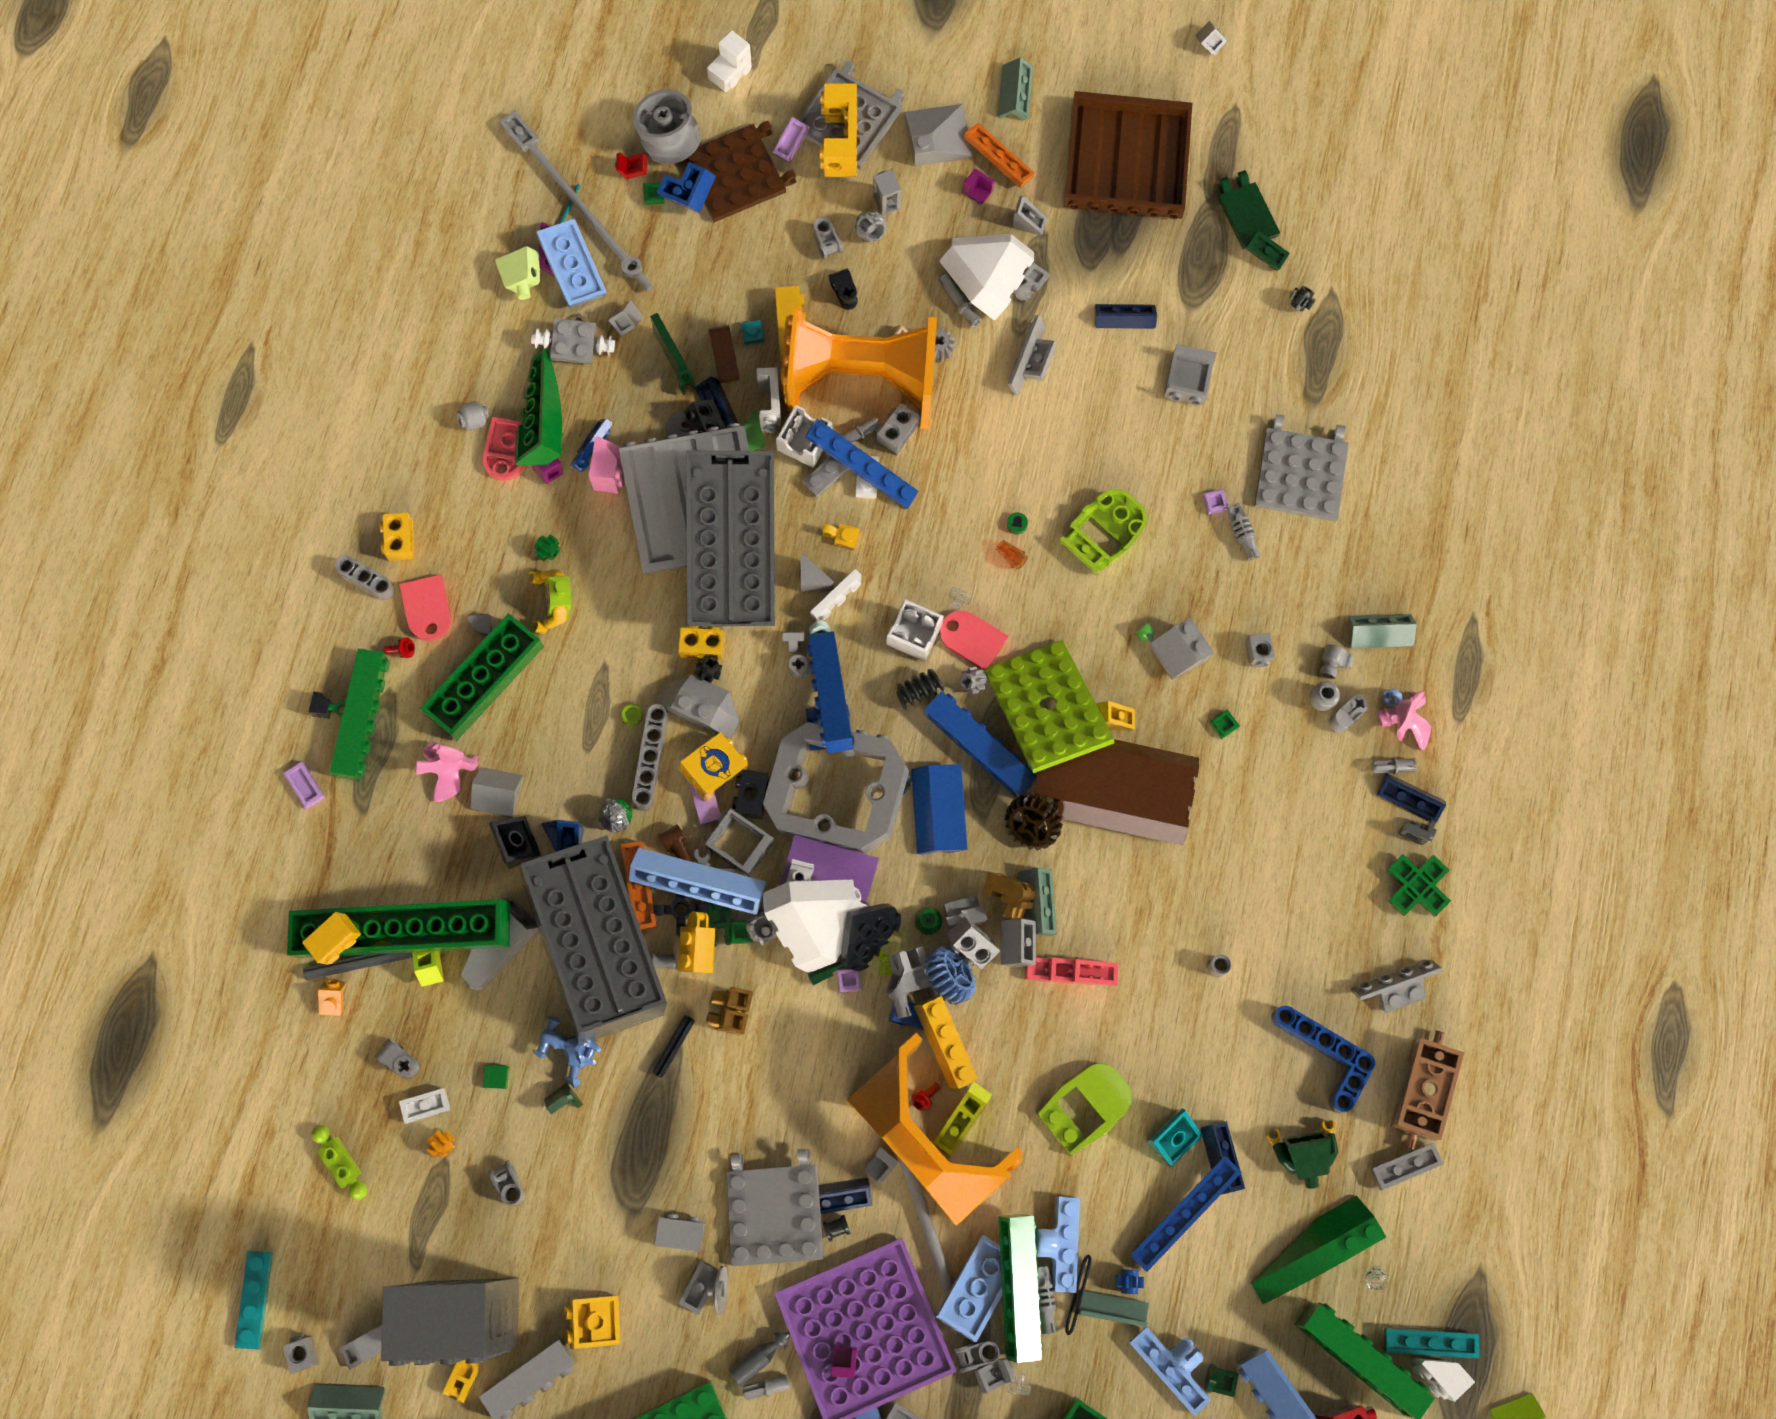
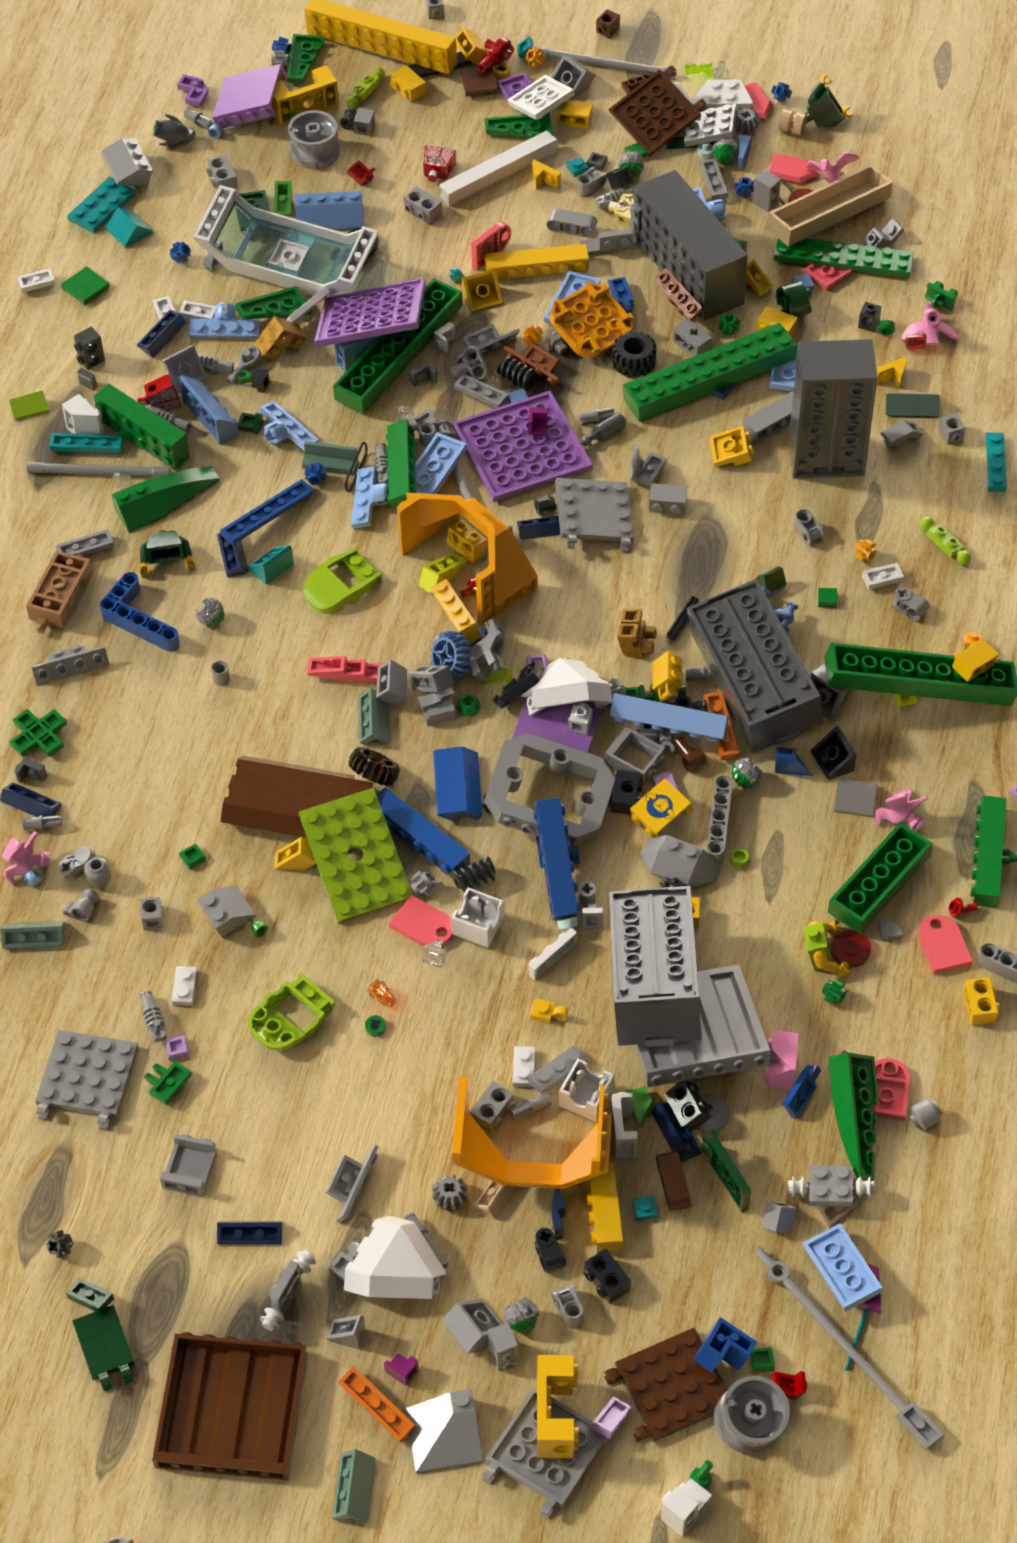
camera: 175 degrees left, 20 degrees down
(520, 271) = (897, 1258): yellowish green torso -> none
(525, 603) = (850, 948): none -> clear red tile
(714, 93) = (702, 1475): none -> green plate
(787, 265) = (611, 1274): none -> black brick
(813, 578) = (574, 968): light grey slope -> none
(834, 325) = (558, 1212): none -> dark blue slope
(861, 464) = (529, 1061): blue plate -> none
(912, 221) = (469, 1324): none -> light grey slope
(1013, 892) = (396, 712): pearl gold hips -> none
(1088, 246) = (284, 1291): none -> plate
(1215, 570) = (184, 986): none -> white plate
(1218, 459) = (170, 1082): none -> green hinge
(1239, 1050) = (211, 613): none -> light grey piece
(1330, 1385) = (172, 418): none -> light grey hinge
(1335, 1293) = (40, 467): none -> light grey piece

